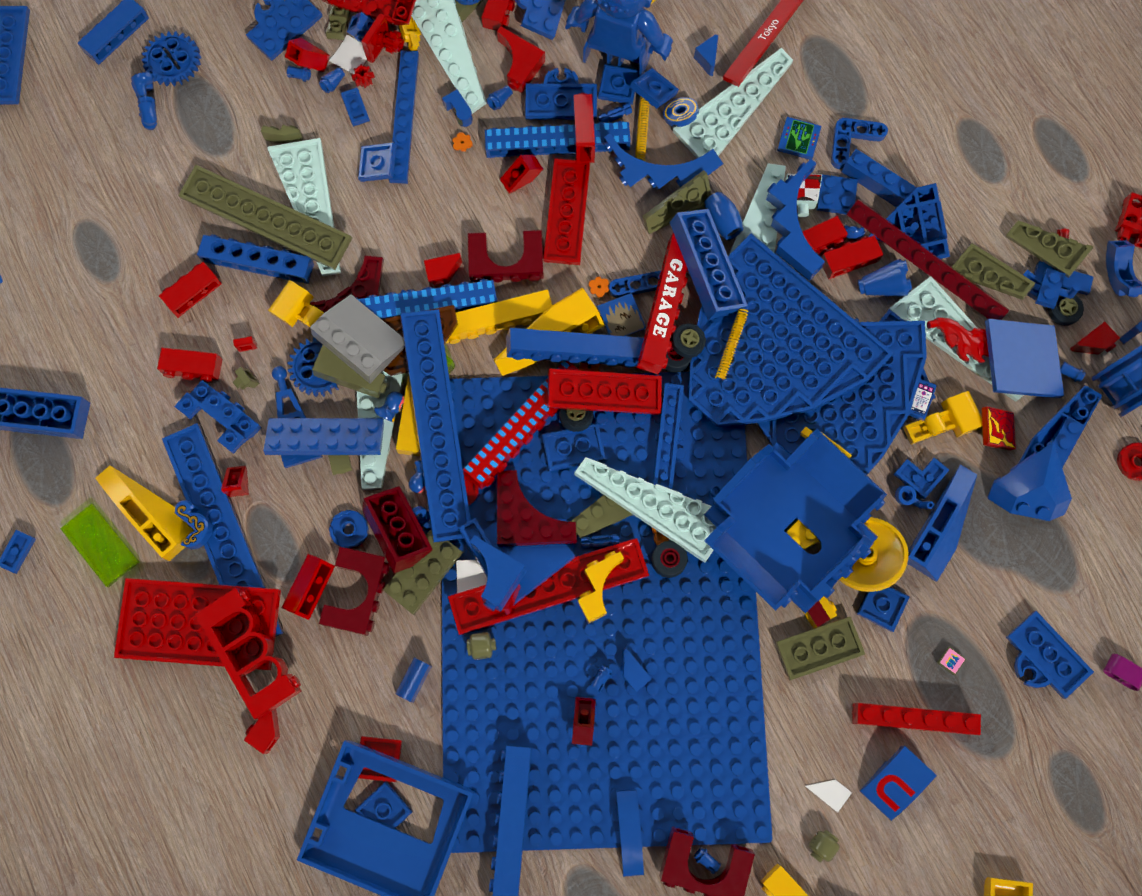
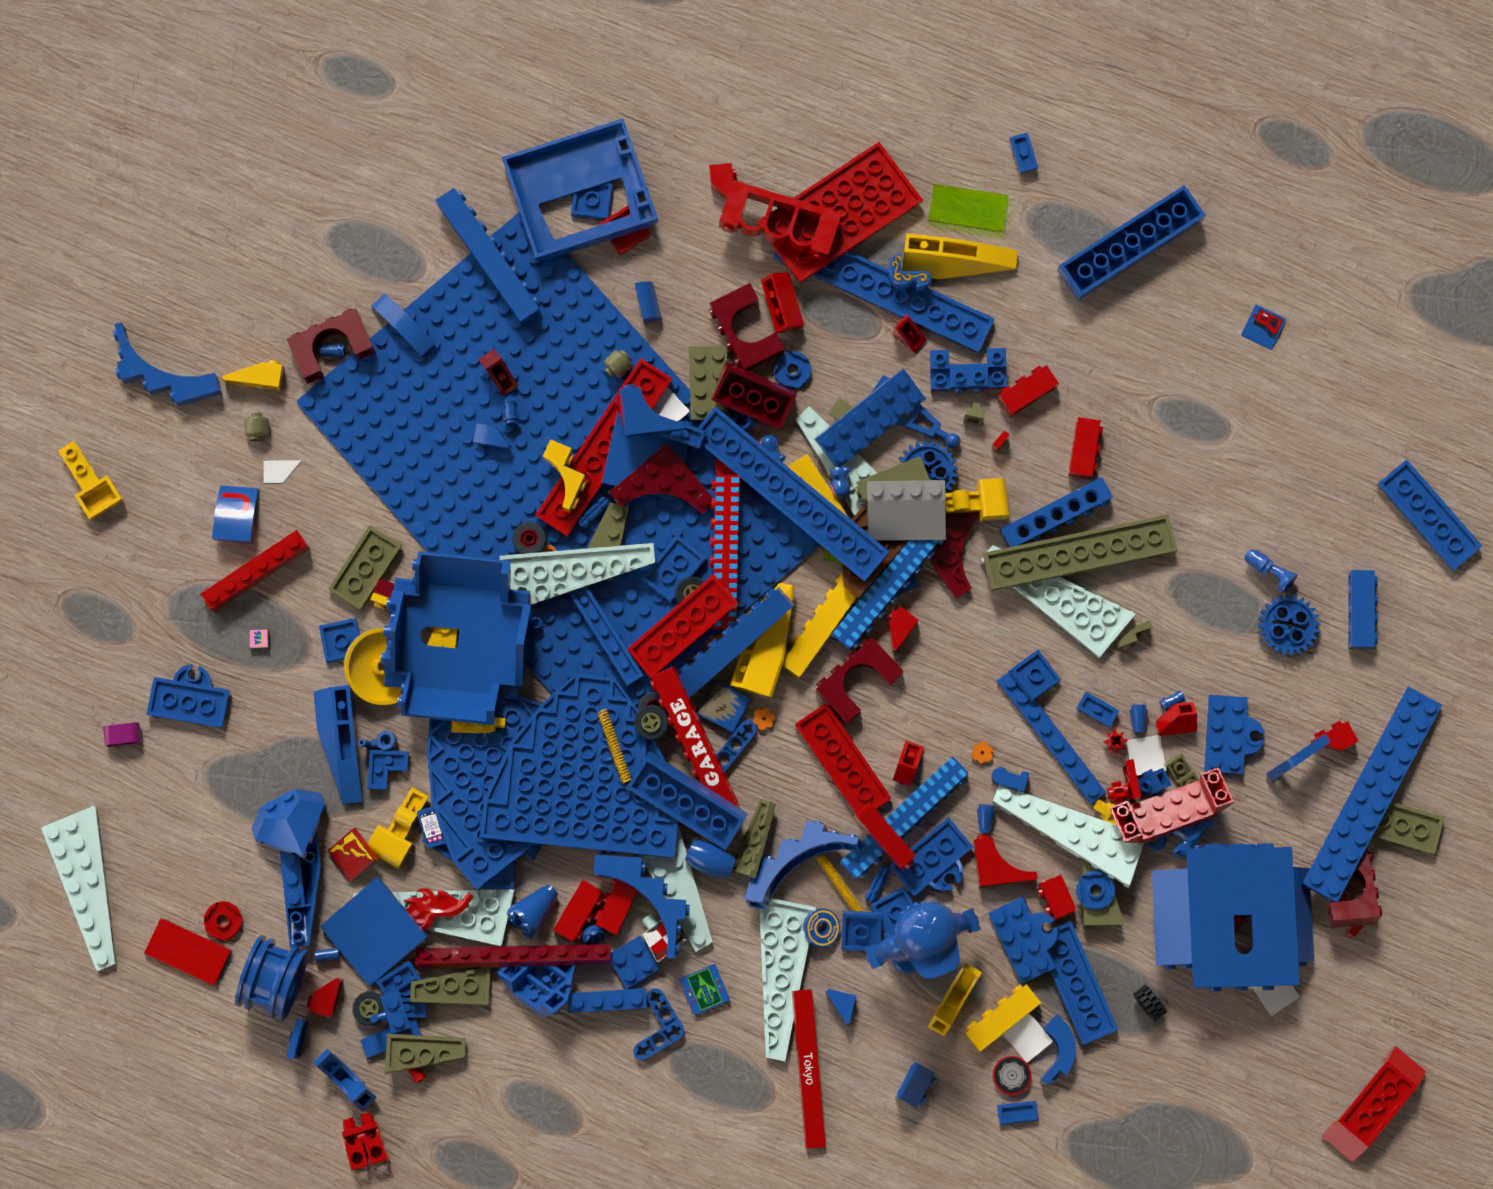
camera: 140 degrees right, 5 degrees up
(1027, 311) = (399, 979): none -> blue wing

